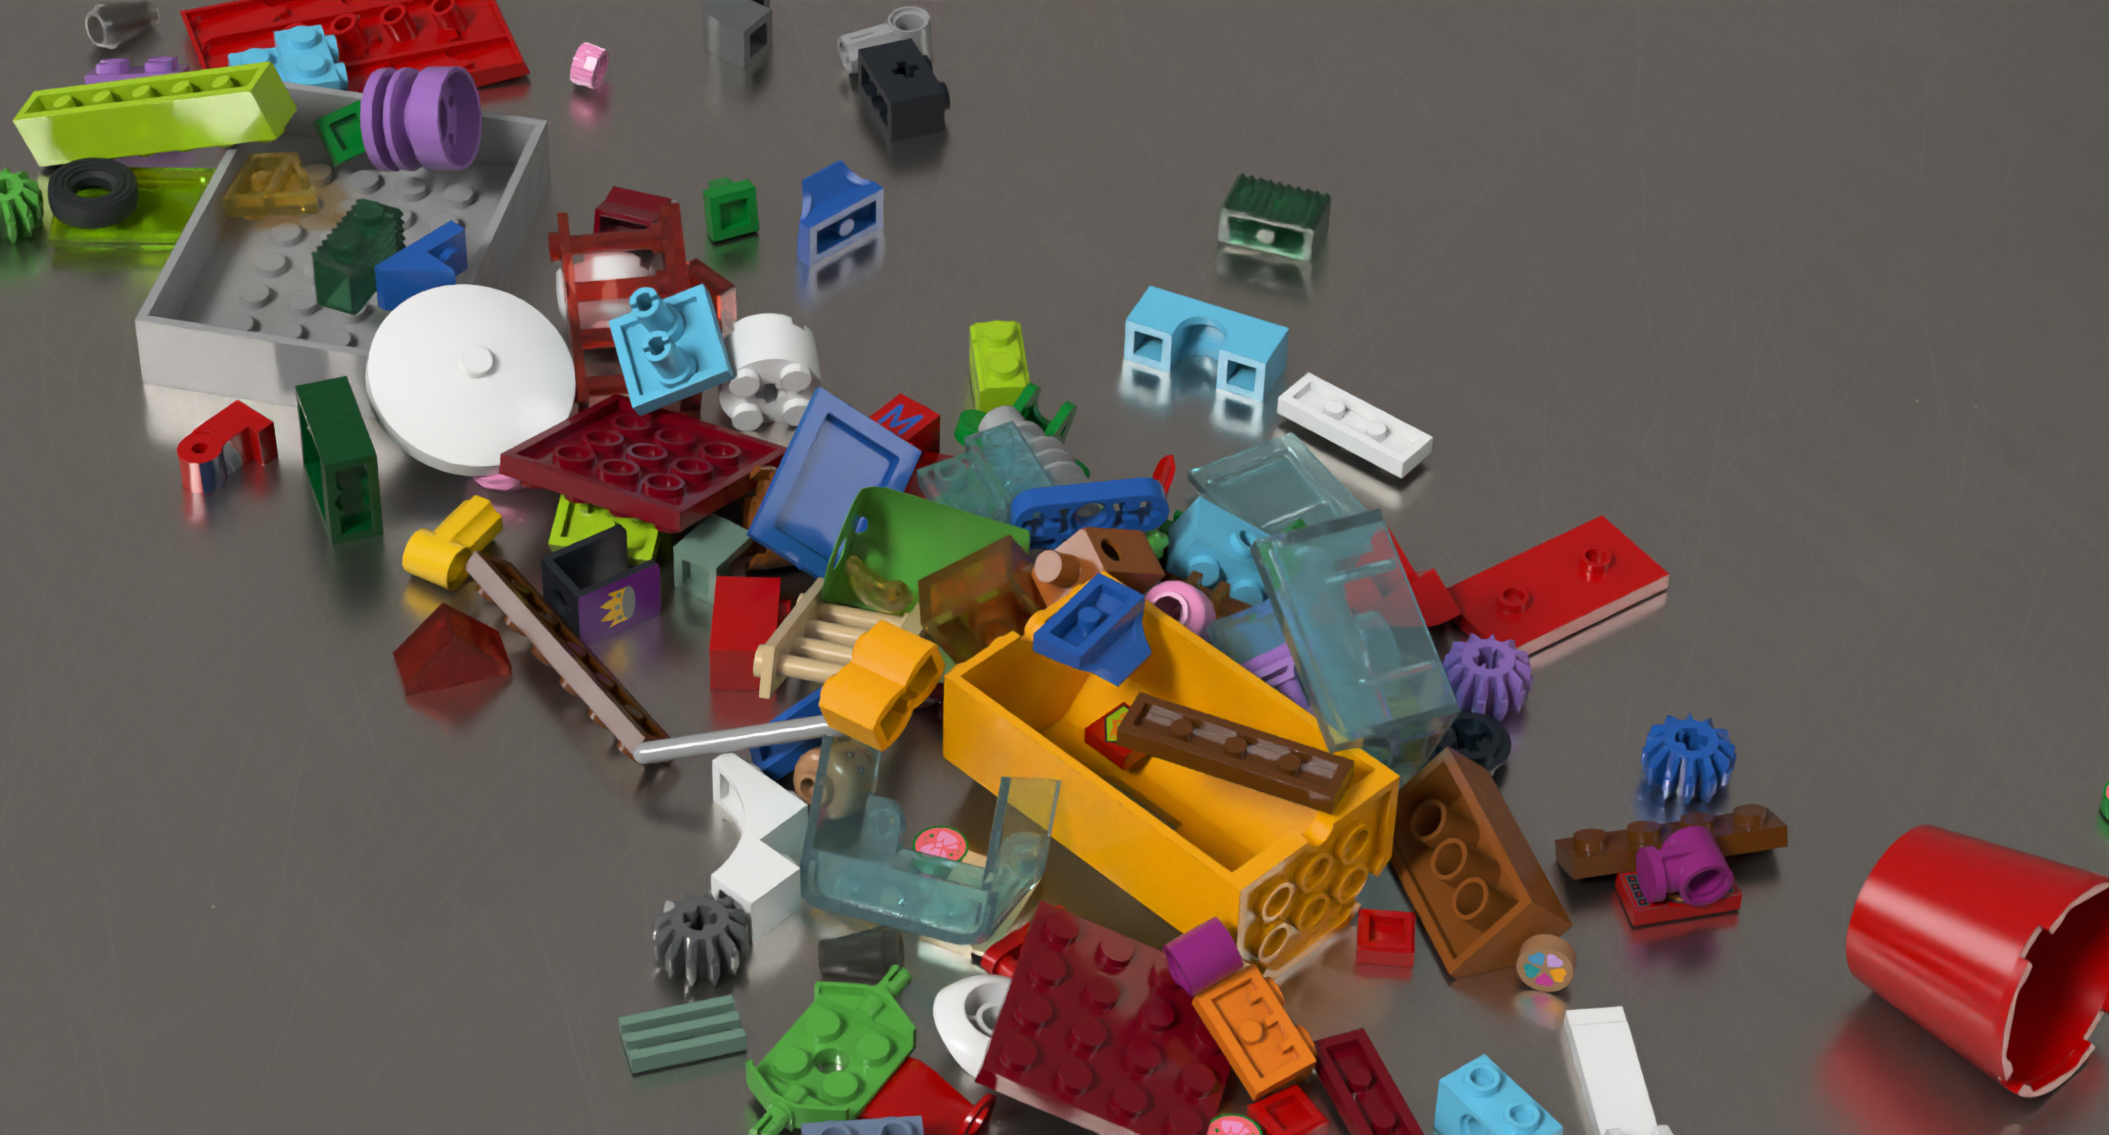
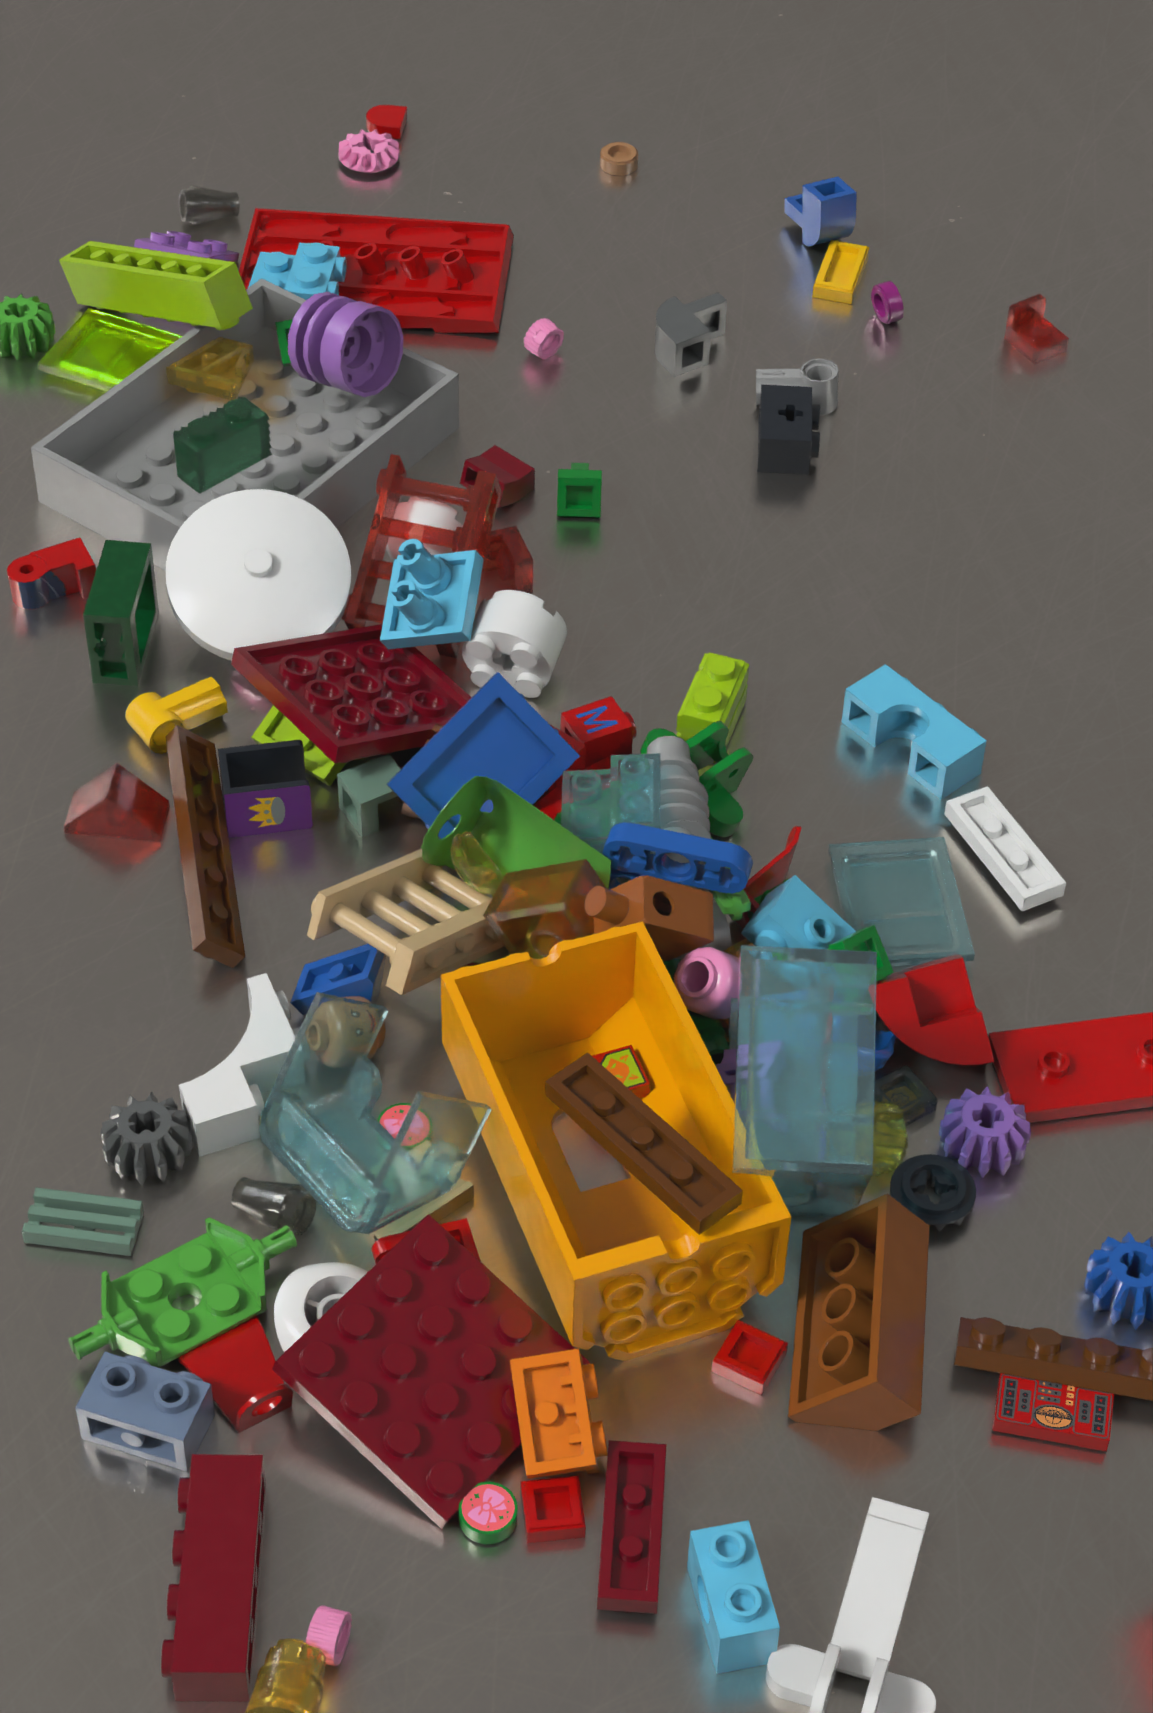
camera: 25 degrees right, 5 degrees up
(97, 211) = (90, 351): black tyre -> none
(422, 266) = (269, 466): blue slope -> none
(732, 740) = (384, 989): light grey piece -> none
(742, 618) = (357, 849): red brick -> none
(836, 212) = (662, 519): blue slope -> none
(881, 685) = (385, 964): light orange brick -> none
(1098, 631) = (589, 980): blue slope -> none
(1202, 957) = (528, 1326): magenta piece -> none
(1274, 218) = (1041, 635): clear green brick -> none
(1546, 962) = (879, 1441): medium nougat tile -> none
(1684, 865) = (1061, 1394): magenta piece -> none

